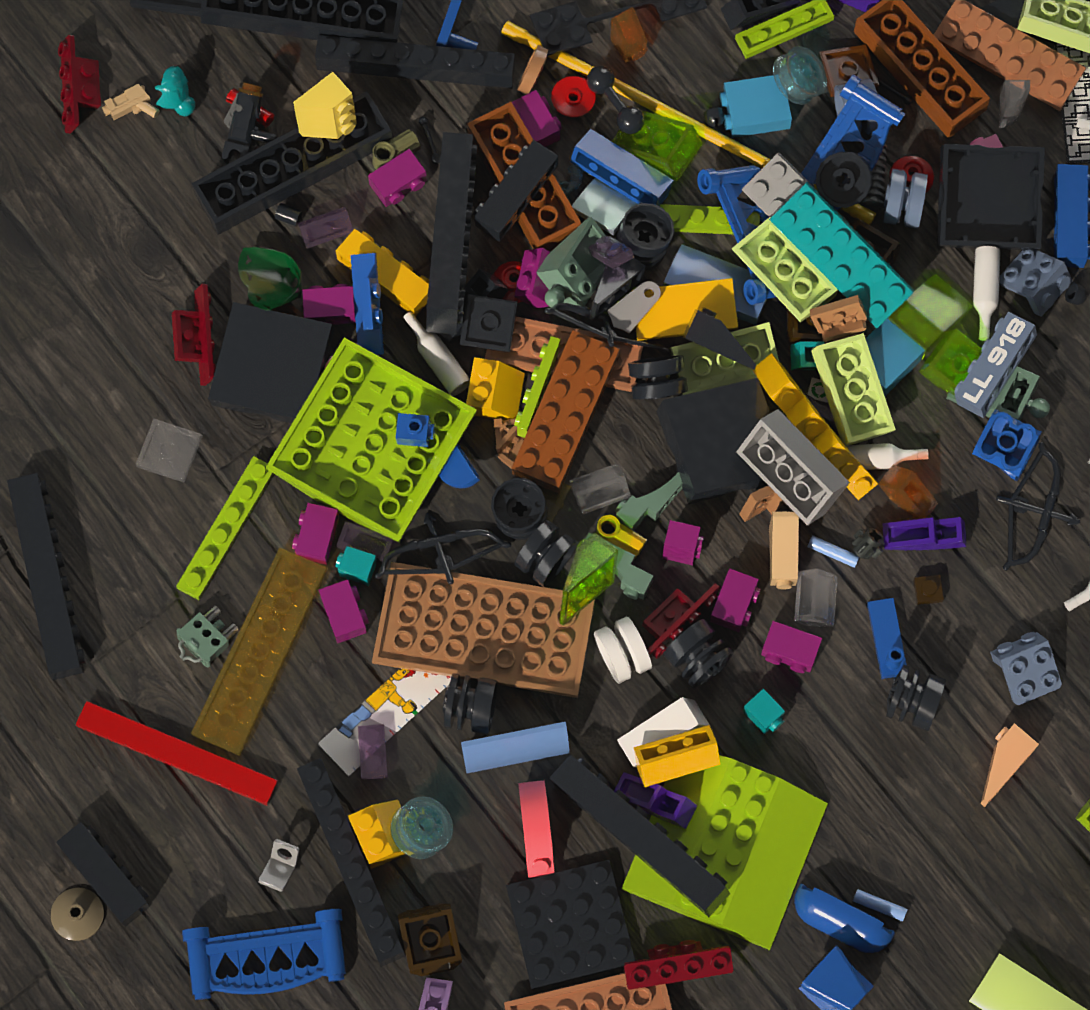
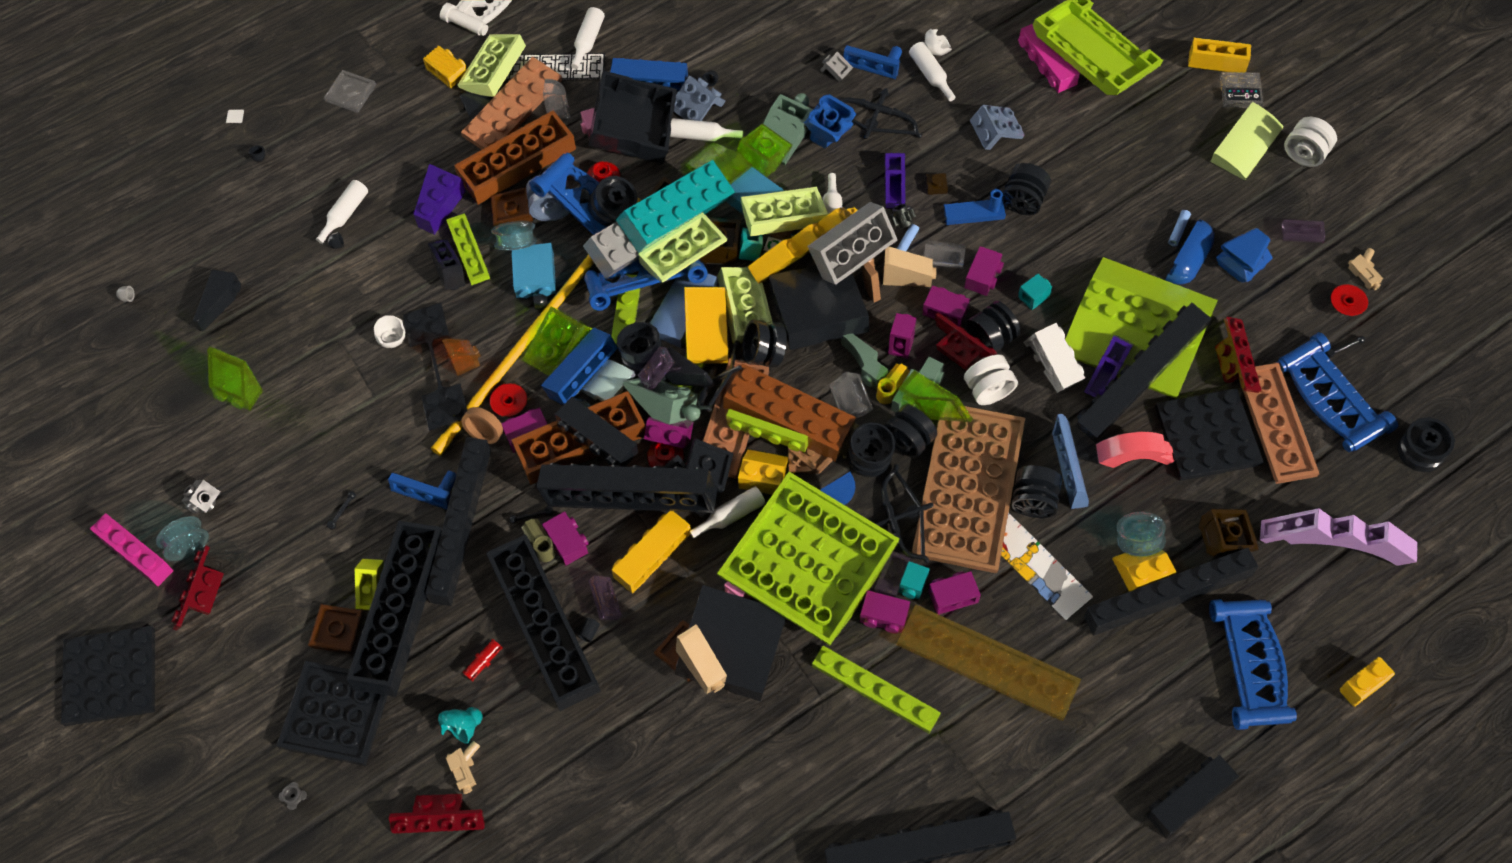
camera: 85 degrees left, 10 degrees down
(86, 923) = (1218, 830): dark tan dish -> none
(168, 450) = (802, 737): clear tile -> none
(177, 753) = (1078, 736): red tile -> none
(193, 335) = (696, 709): dark red bracket -> none
(202, 646) = (979, 714): sand green piece -> none
(233, 323) = (700, 660): none -> tan slope
(242, 121) = (500, 661): black piece -> none
(270, 277) = (649, 644): dark green piece -> none
(279, 867) = (1177, 650): light grey bracket -> none
(326, 110) = (509, 568): light yellow slope -> none
(329, 304) = (678, 596): magenta brick -> none
(367, 302) = (681, 561): blue bracket -> none
(372, 751) = (1073, 574): clear purple plate -> none
(414, 430) = (807, 516): blue brick -> none
(601, 81) = (536, 355): black piece -> none
(634, 307) = (703, 356): light grey piece -> none
(677, 756) = (1080, 341): yellow brick -> none
(713, 335) = (733, 299): black slope -> none
(840, 319) = (728, 212): medium nougat slope -> none
(904, 198) = (630, 165): sand blue wheel -> none
(908, 492) = (861, 189): clear orange slope -> none
(995, 364) = (771, 117): sand blue brick -> none
(1007, 757) = (1069, 142): light nougat slope -> none

